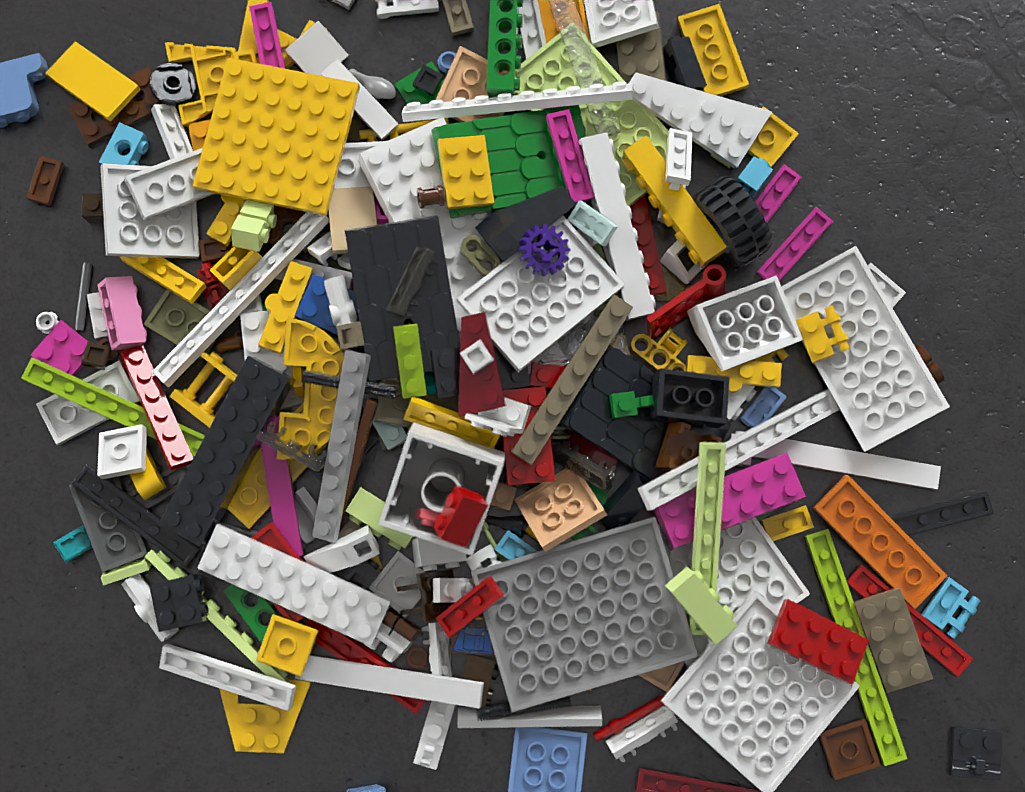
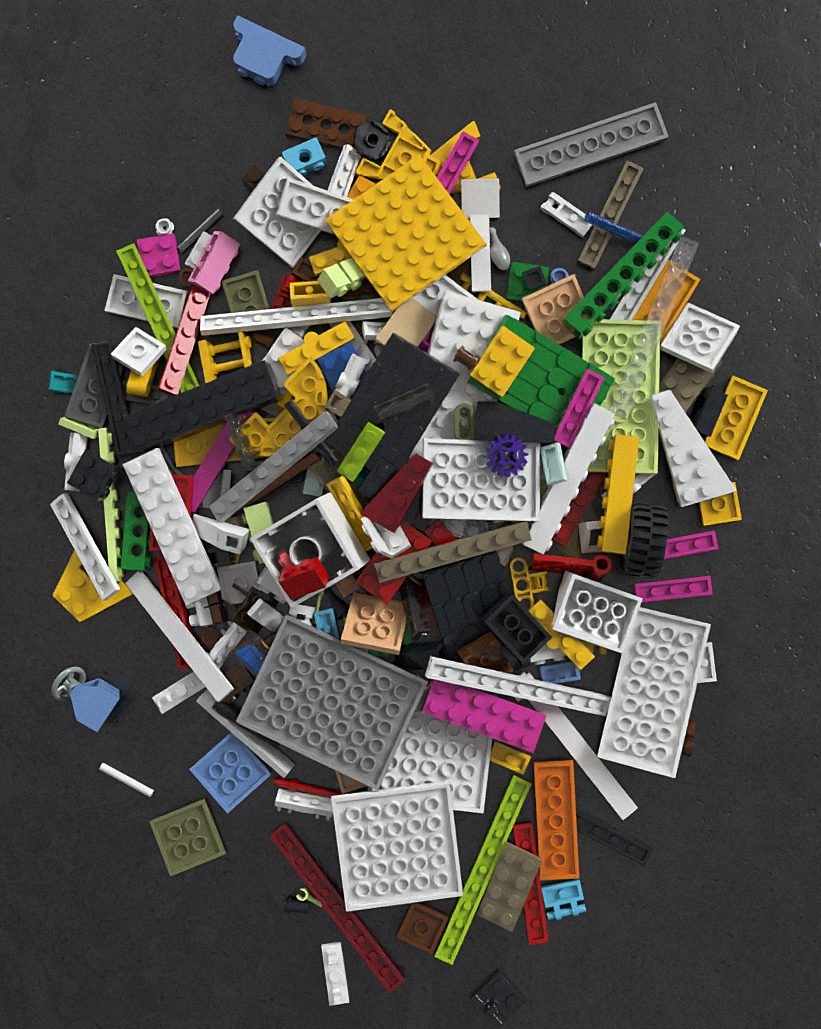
camera: 40 degrees right, 5 degrees up
(45, 180) = (239, 134): reddish brown plate -> none
(93, 81) = (323, 95): yellow tile -> none
(96, 355) = (175, 275): dark brown tile -> none
(168, 276) = (262, 264): yellow plate -> none
(287, 645) = (136, 560): yellow plate -> none
(469, 607) = (265, 635): red plate -> none
(476, 356) = (402, 487): white tile -> none
(525, 101) = (575, 343): white plate -> none
(626, 404) = (473, 596): green plate -> none
(678, 158) = (645, 470): white plate -> none
(702, 604) = (406, 762): yellowish green brick -> none
(708, 516) = (447, 723): yellowish green plate -> none
(754, 176) = (684, 523): medium azure brick -> none
(815, 336) = (632, 658): yellow plate -> none
(818, 641) = (460, 846): red plate -> none

